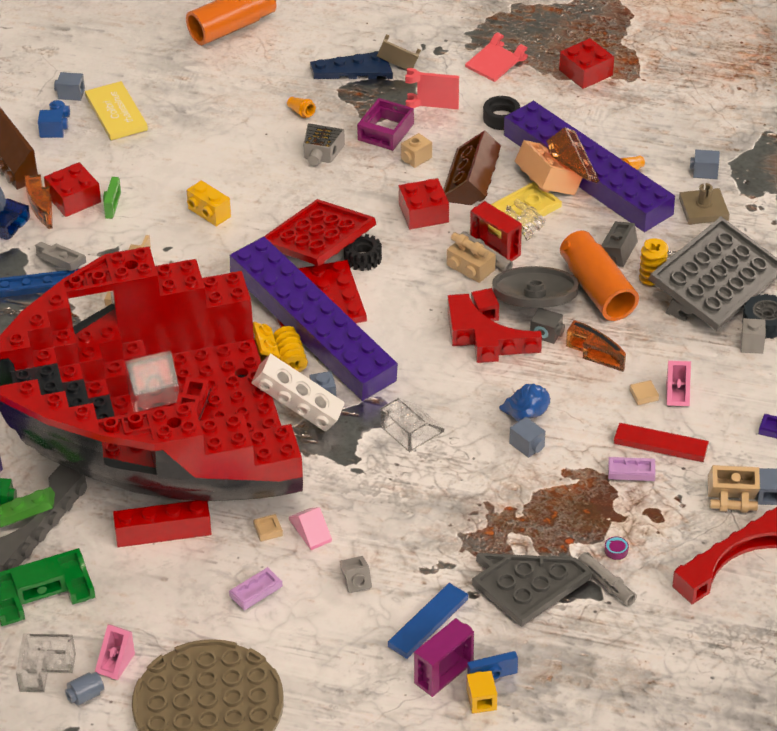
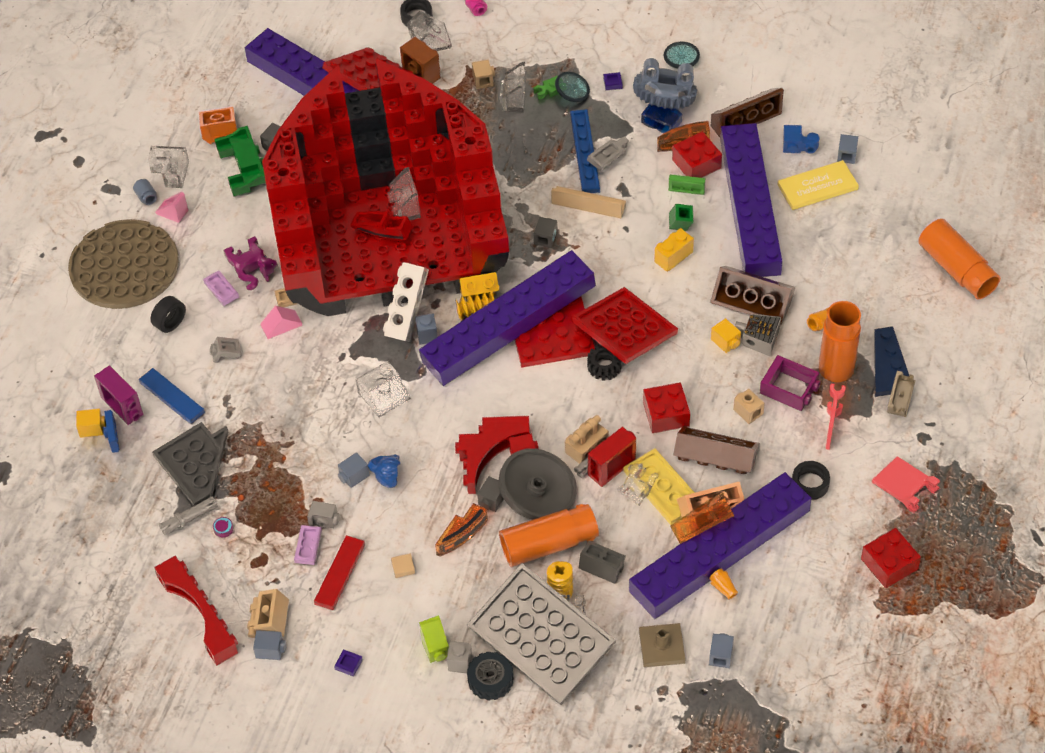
camera: 95 degrees right, 10 degrees up
(142, 149) = (750, 200): none -> dark purple brick
(165, 196) = (681, 217): none -> green brick
(214, 560) = (249, 261): none -> magenta animal
(269, 149) = (751, 293): none -> reddish brown slope
(308, 626) = (162, 308): none -> black tyre
(325, 166) = (725, 335): none -> yellow brick
(356, 66) = (840, 342): none -> orange piece
(592, 458) = (323, 515): none -> light grey brick
(678, 383) = (402, 589): bright pink slope -> none
(739, 353) = (434, 639): none -> lime slope

